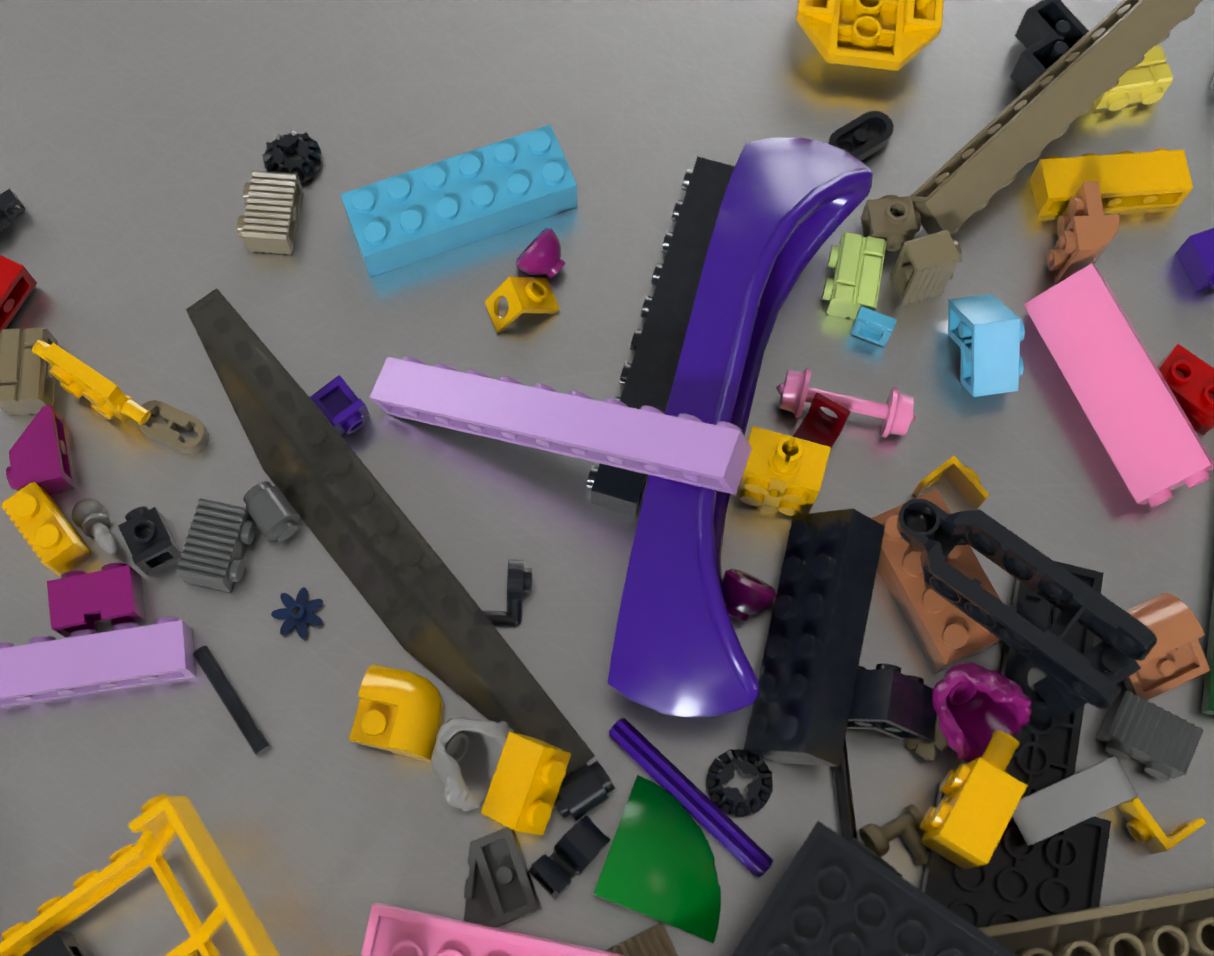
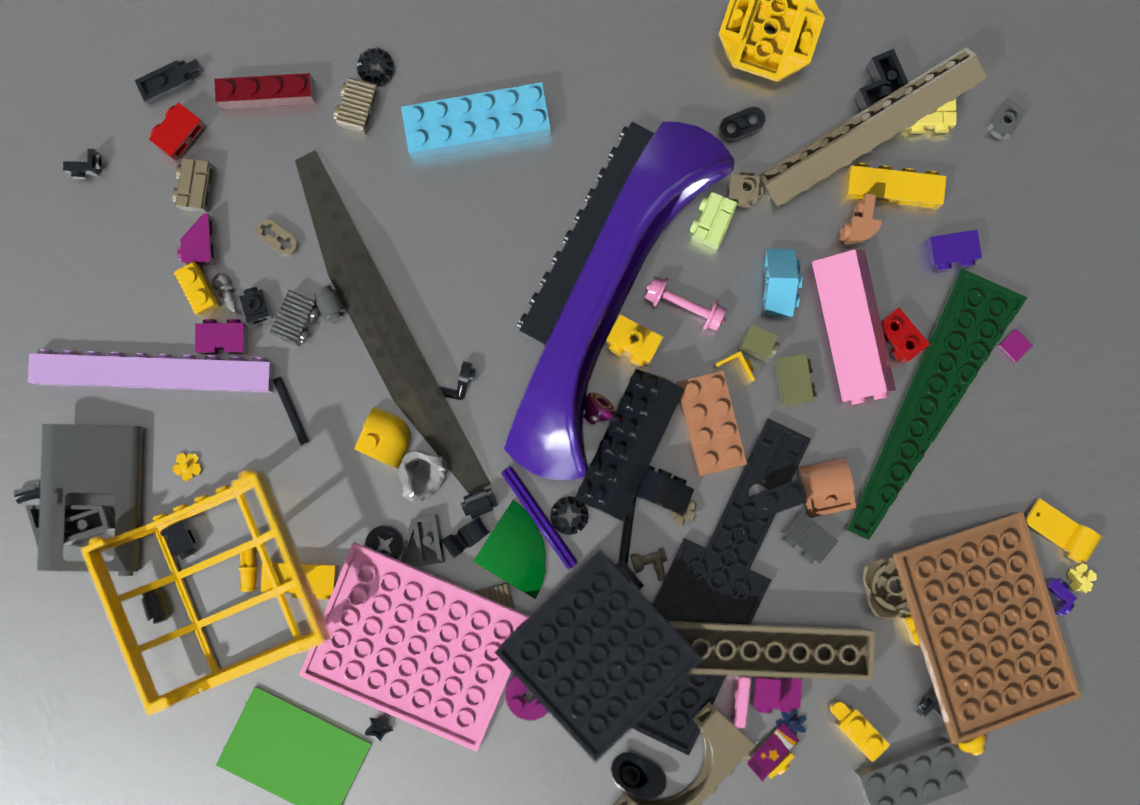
camera: 15 degrees right, 15 degrees up
(60, 832) = (187, 466): none -> yellow plant
(81, 380) = (224, 200): yellow plate -> none
(123, 215) = (264, 91): none -> dark red brick
(301, 619) = (340, 367): dark blue plant -> none
(341, 406) = (379, 245): dark purple bracket -> none
(428, 878) = (385, 532): none -> black gear
(523, 296) = (504, 195): yellow bracket -> none
(525, 784) = (448, 493): yellow brick -> none
(542, 255) = (520, 167): magenta brick -> none
(565, 423) = (504, 292): lavender brick -> none
(819, 426) = (664, 318): dark red bracket -> none
(873, 326) = (716, 256): medium azure tile -> none
(925, 266) = (757, 225): dark tan brick -> none
(938, 533) = (712, 402): black piece -> none
(974, 705) = (710, 505): magenta hair -> none
(974, 806) = (693, 556): yellow brick -> none
(980, 436) = (758, 343): none -> olive brick
(1049, 487) = (795, 380): none -> olive brick
(1073, 800) = (750, 564): light grey beam -> none
(1148, 832) = (789, 588): yellow bracket -> none

